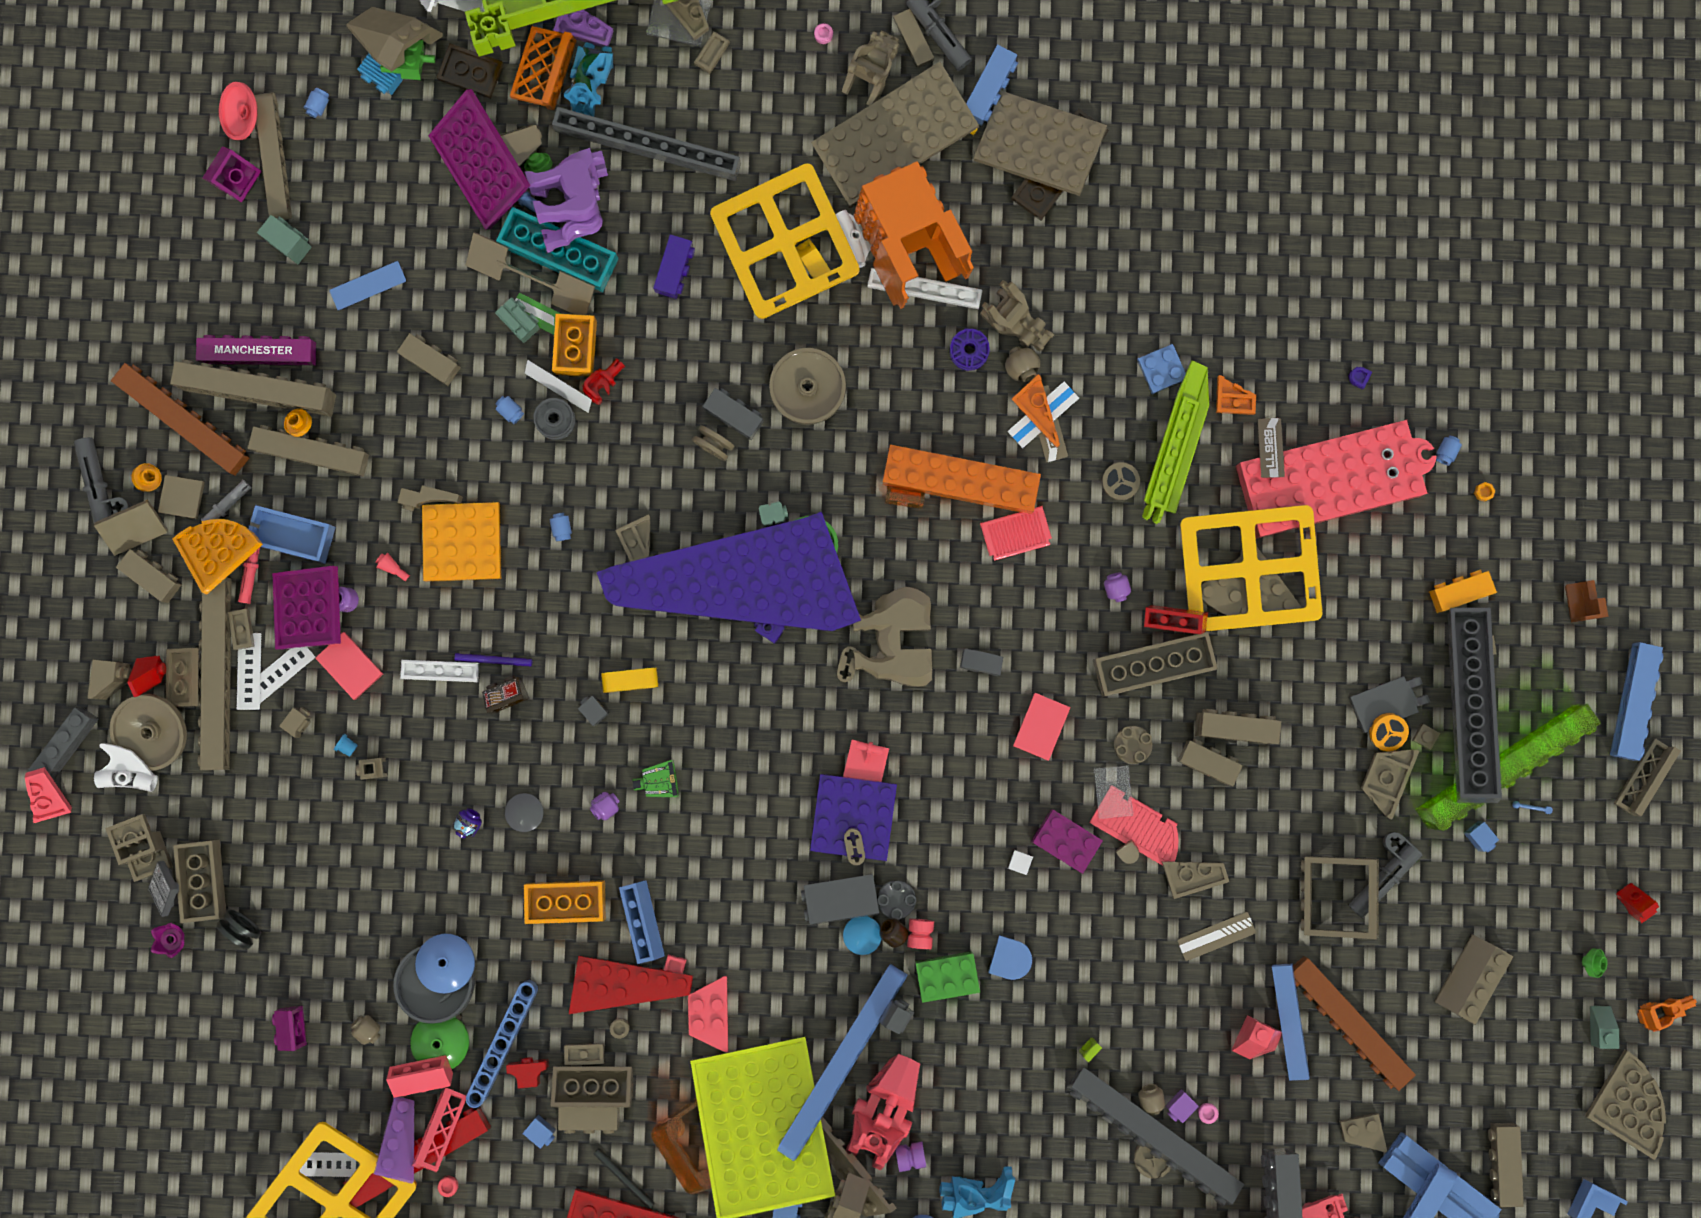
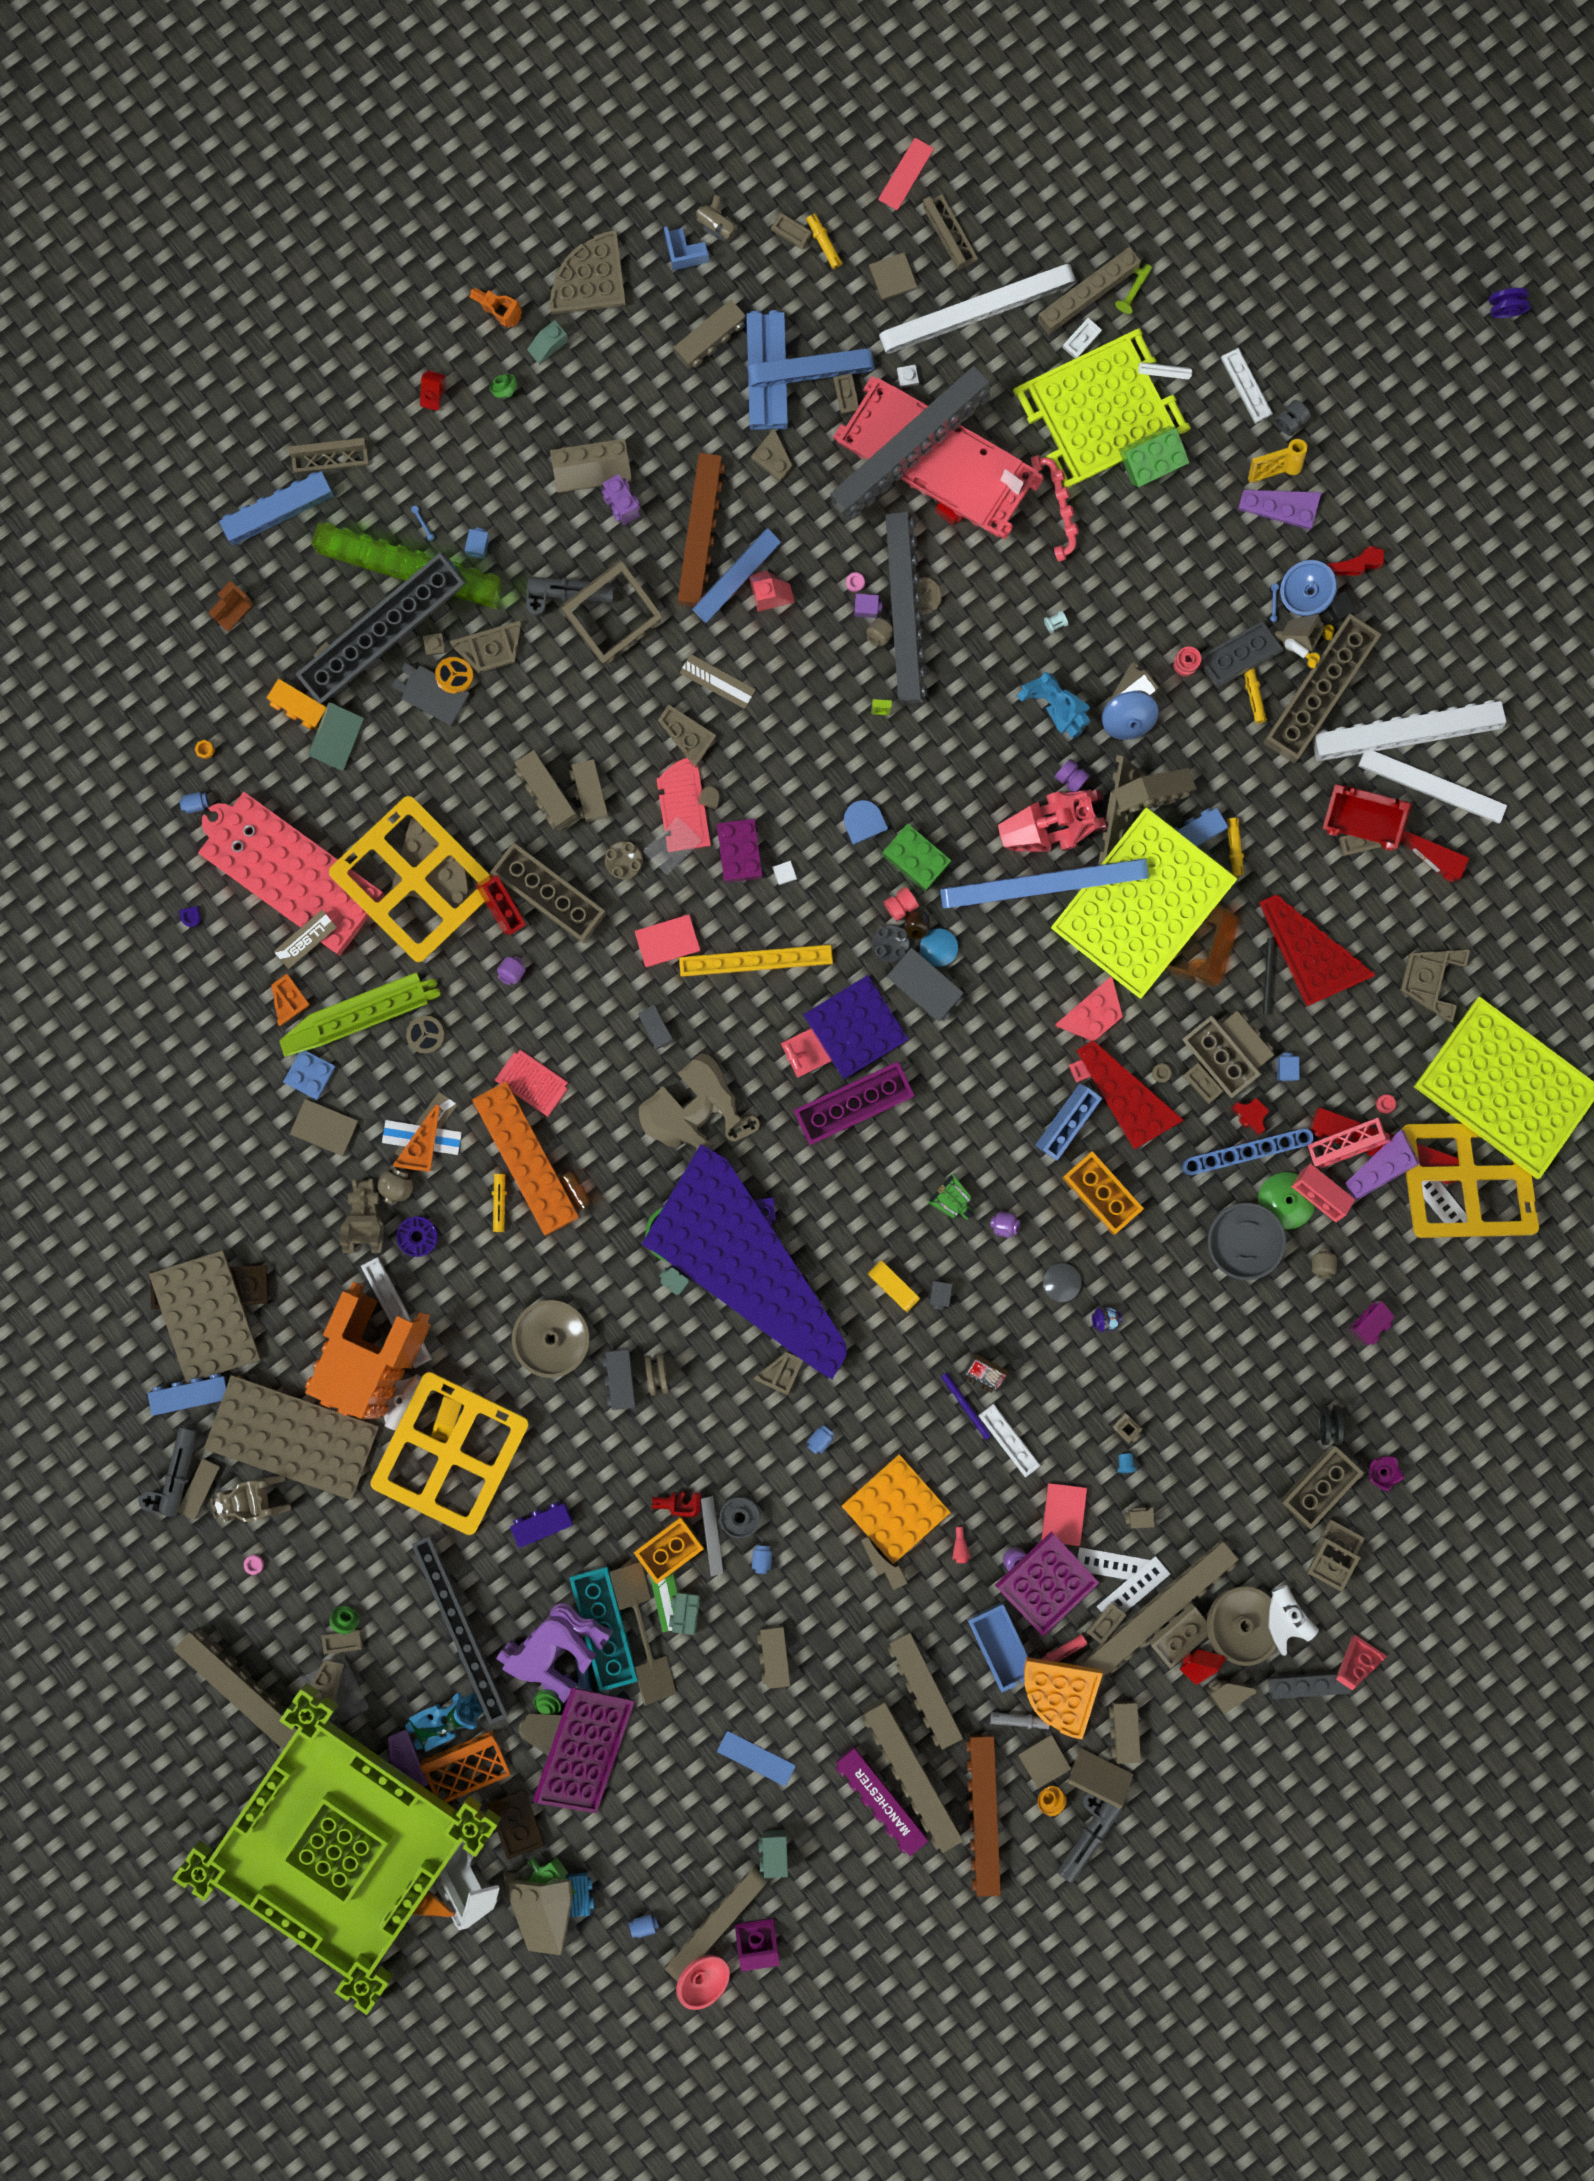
camera: 135 degrees left, 0 degrees up
(163, 888) = (1350, 1509): tile -> none
(297, 422) = (910, 1716): light orange plate -> none
(458, 966) = (1222, 1230): medium blue dish -> none
(726, 65) = (344, 1620): none -> bright green plate
(794, 766) = (853, 1103): none -> magenta brick
(859, 845) = (880, 1010): dark tan beam -> none
(896, 1016) = (977, 871): dark grey brick -> none
(927, 417) = (499, 1179): none -> yellow pin
(969, 783) = (755, 960): none -> yellow tile
(1111, 347) = (324, 1127): none -> dark tan tile
(1413, 600) = (335, 736): none -> sand green tile
(1431, 980) = (617, 494): none -> medium lavender brick

